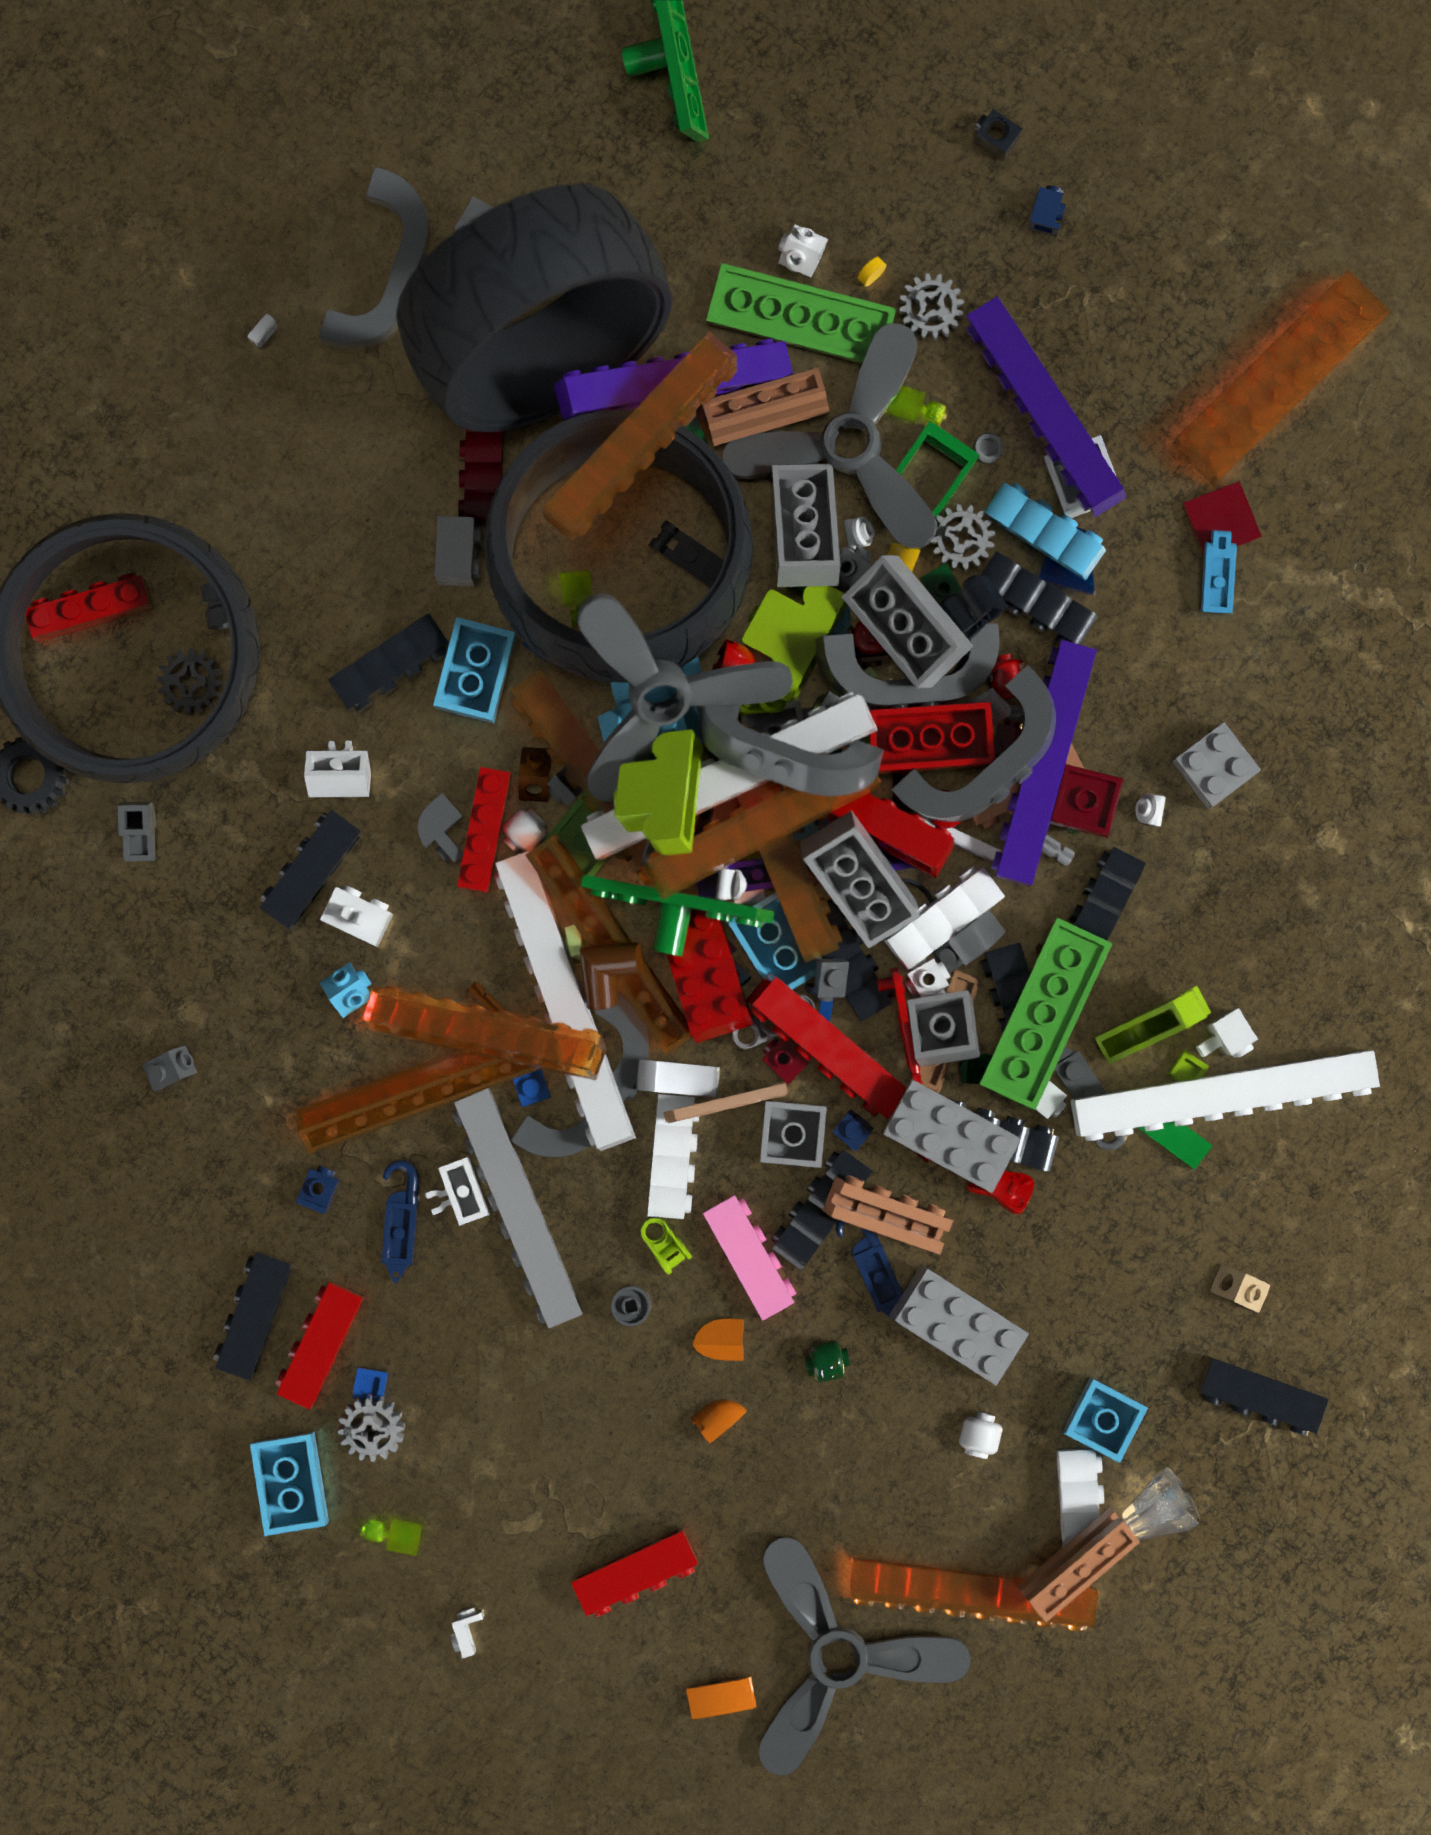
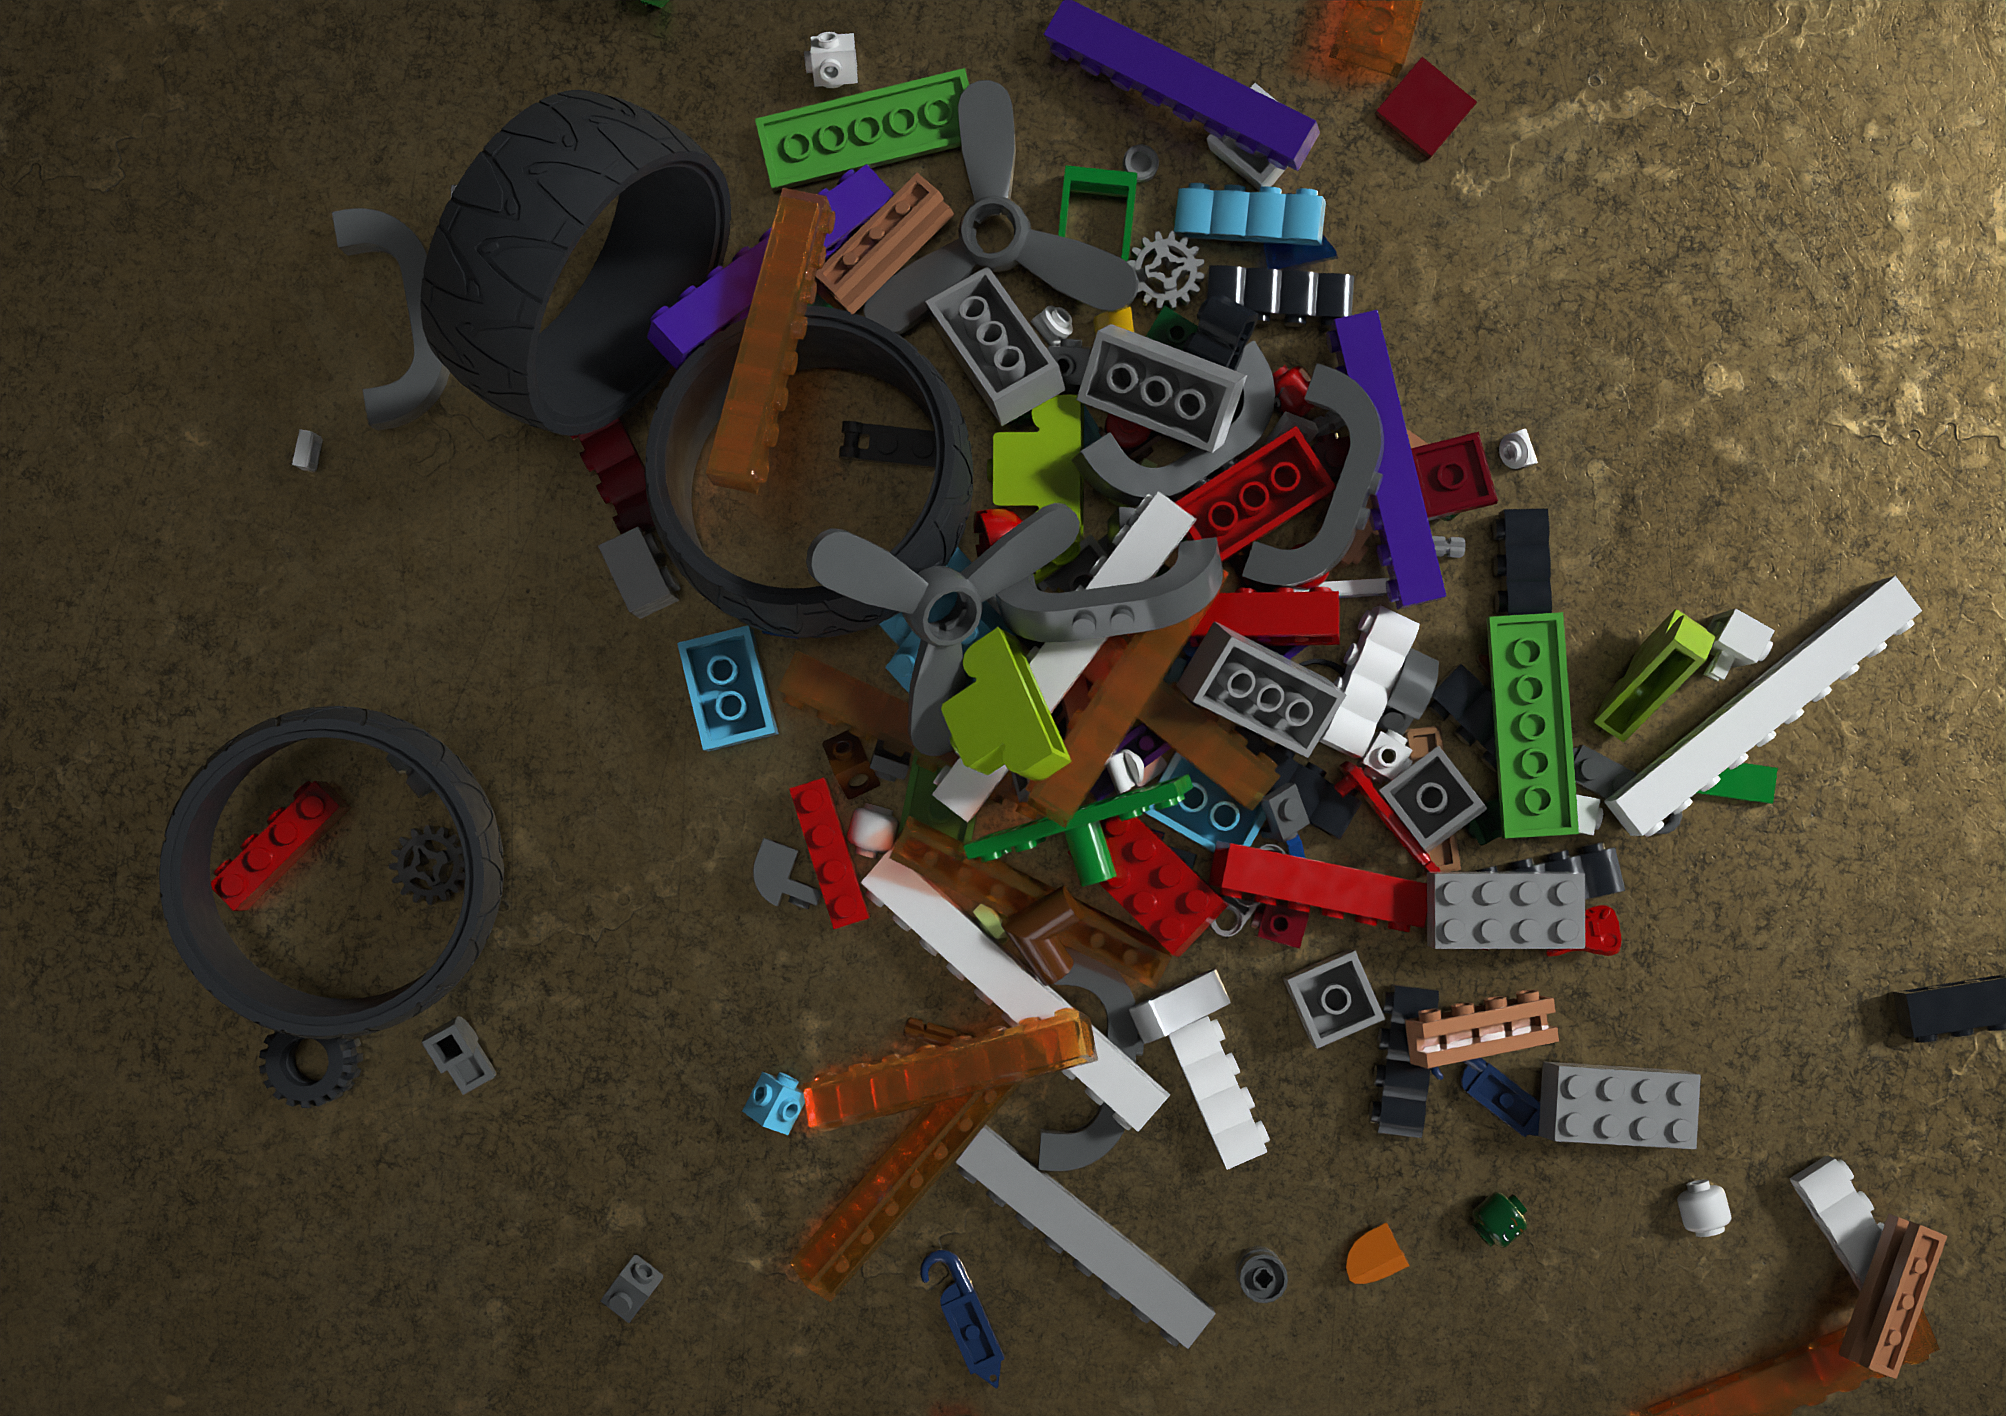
camera: 30 degrees left, 0 degrees up
(310, 870) = (667, 996): black brick -> none
(322, 1201) = (865, 1348): dark blue brick -> none
(337, 772) = (640, 876): white brick -> none
(356, 915) = (743, 1017): white brick -> none
(389, 662) = (631, 731): black brick -> none
(463, 1192) = (1016, 1251): white brick -> none
(532, 1088) = (1029, 1099): blue plate -> none
(575, 590) = (789, 545): clear neon green plate -> none
(665, 1245) = (1264, 1192): lime piece -> none
(717, 1418) = (1417, 1342): orange brick -> none
(725, 1103) = (1244, 1005): medium nougat tile -> none
(749, 1258) = (1358, 1154): bright pink brick -> none
(852, 1130) = (1392, 959): dark blue brick -> none
(871, 271) = (917, 43): yellow tile -> none
(909, 404) = (1033, 163): clear neon green plate -> none
(941, 313) = (988, 42): light grey gear -> none
(1104, 1419) = (1827, 1121): medium azure brick -> none
(1161, 1508) = (1937, 1183): clear cone -> none
(1187, 1067) = (1704, 700): lime tile -> none
(1216, 766) = (1563, 366): light grey brick -> none
(1218, 573) = (1454, 164): dark azure hinge -> none
(1245, 1288) = (1897, 902): tan bracket -> none

